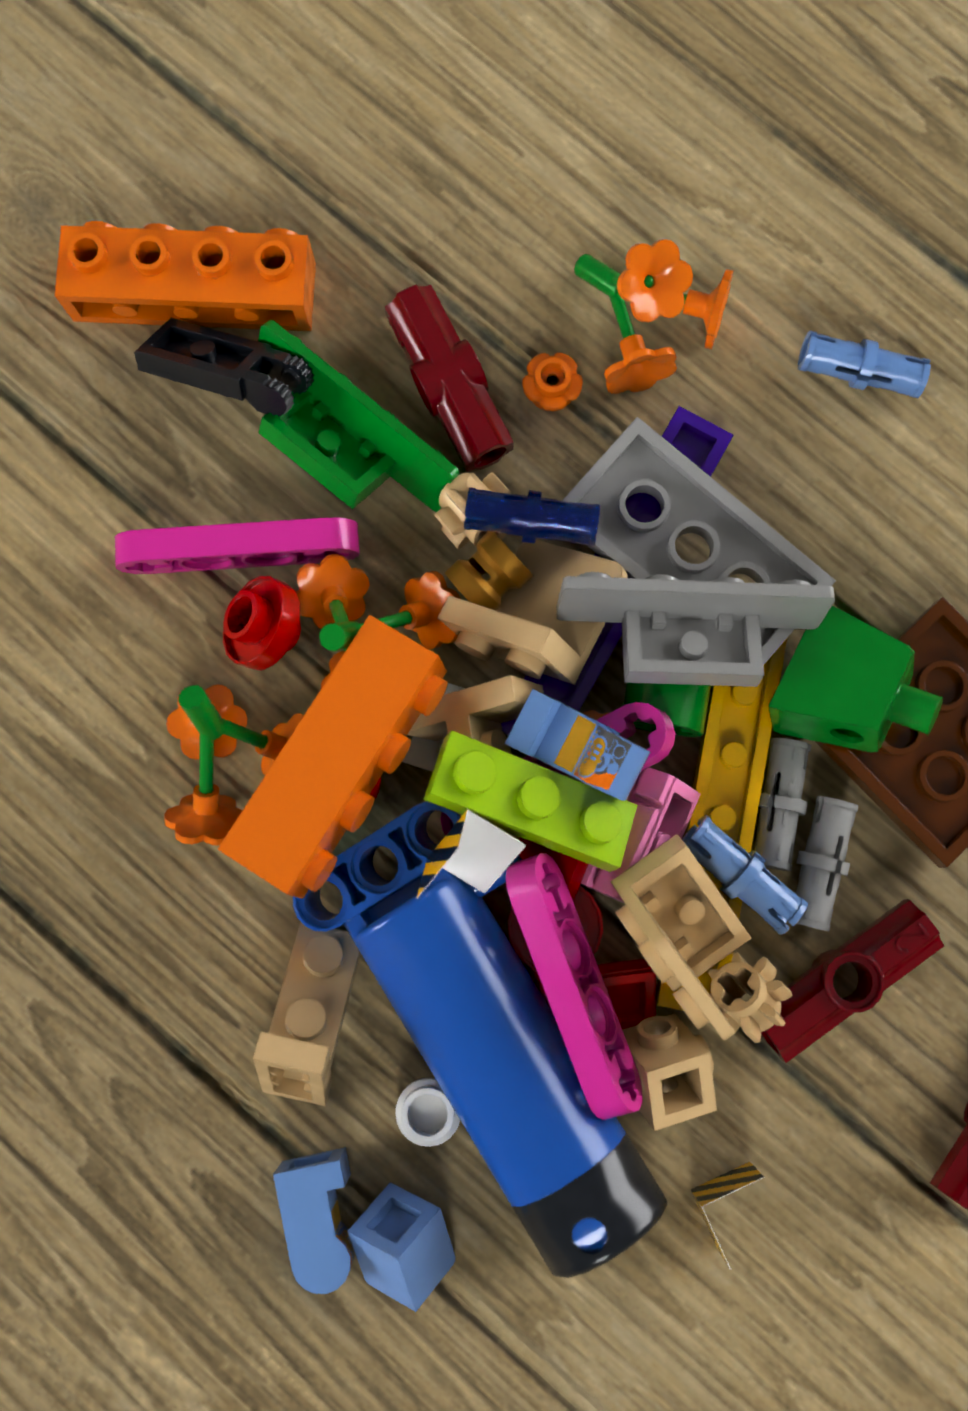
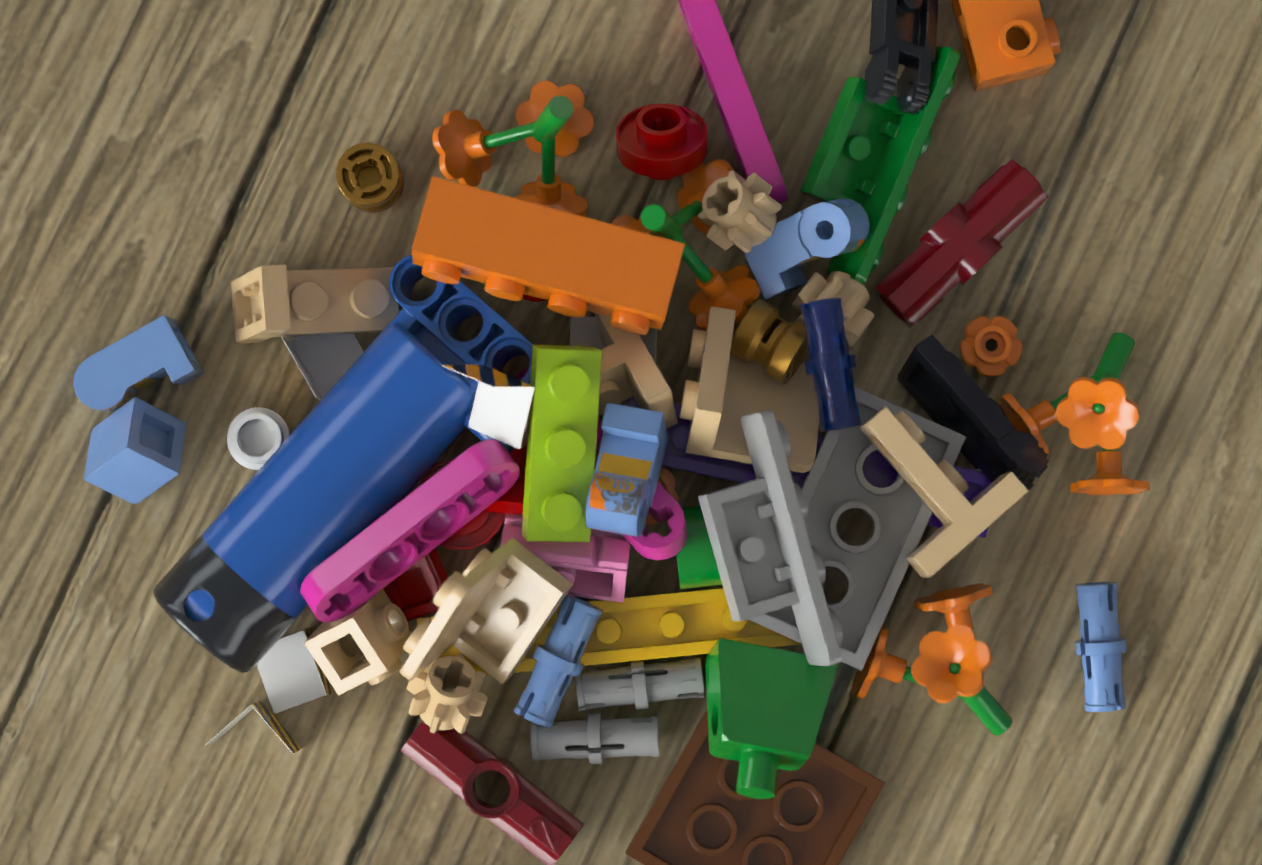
camera: 75 degrees right, 5 degrees up
(215, 919) = (379, 184): none -> pearl gold wheel
(353, 562) = (739, 211): none -> tan gear
(369, 1021) = (324, 358): none -> white sticker
(396, 496) = (813, 233): none -> medium blue leg
(595, 421) = (956, 402): none -> black hinge
(674, 1151) = (292, 673): none -> white sticker
(684, 447) = (940, 489): none -> tan bracket
(851, 487) = (949, 661): none -> orange plant

